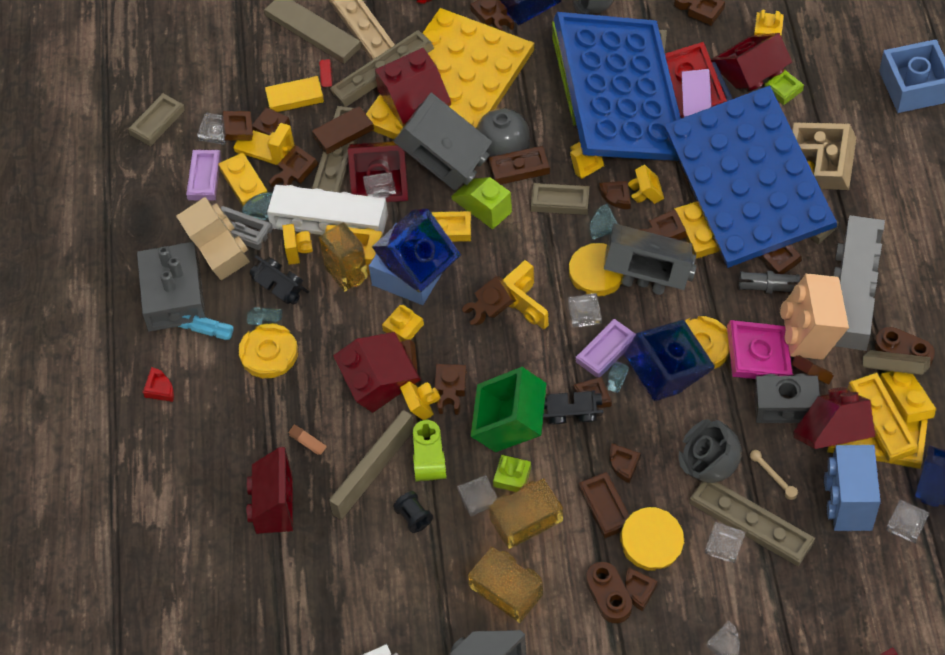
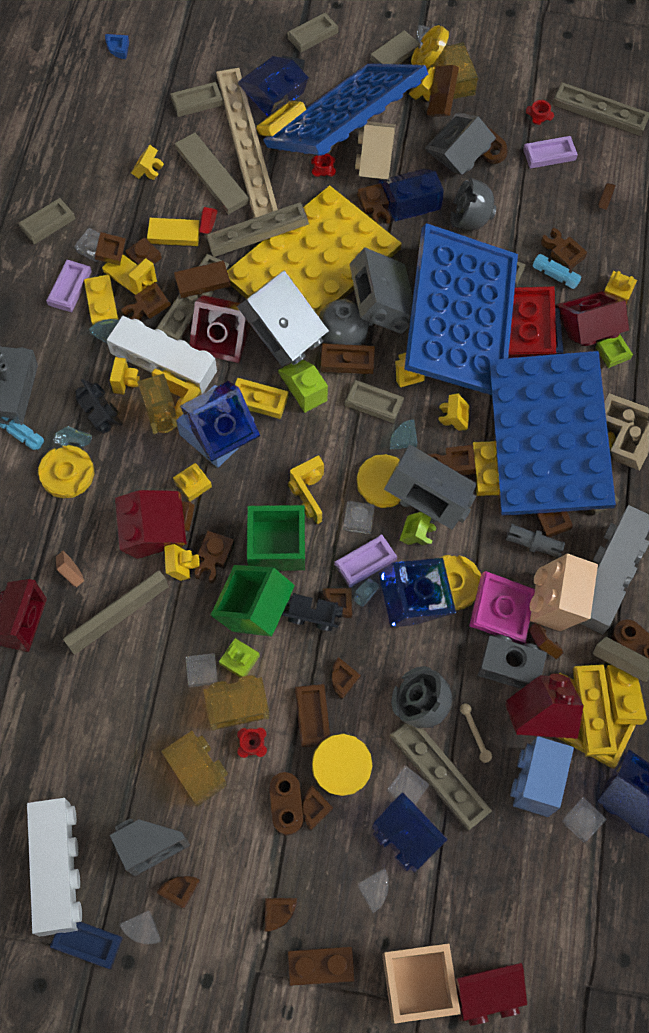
camera: 10 degrees right, 10 degrees up
(212, 234) = (51, 351): tan brick -> none
(242, 35) = (145, 164): none -> yellow tile
(250, 236) = (97, 358): light grey tile -> none
(380, 185) = (214, 344): clear plate -> none
(408, 83) = (273, 251): dark red slope -> none
(413, 512) = (137, 670): black bush -> none
(428, 454) = (169, 621): lime piece -> none
(492, 300) = (277, 485): reddish brown plate -> none
(510, 343) = (276, 537): none -> green piece
(533, 89) = (382, 290): none -> dark grey piece
(552, 537) = (245, 736): none -> red plate
(616, 194) = (426, 411): reddish brown tile -> none
(647, 303) = (416, 528): none -> lime tile
(696, 91) = (530, 335): lavender tile -> none
(700, 28) = (556, 271): none -> medium azure axle
(742, 576) = (408, 833): none -> clear blue slope

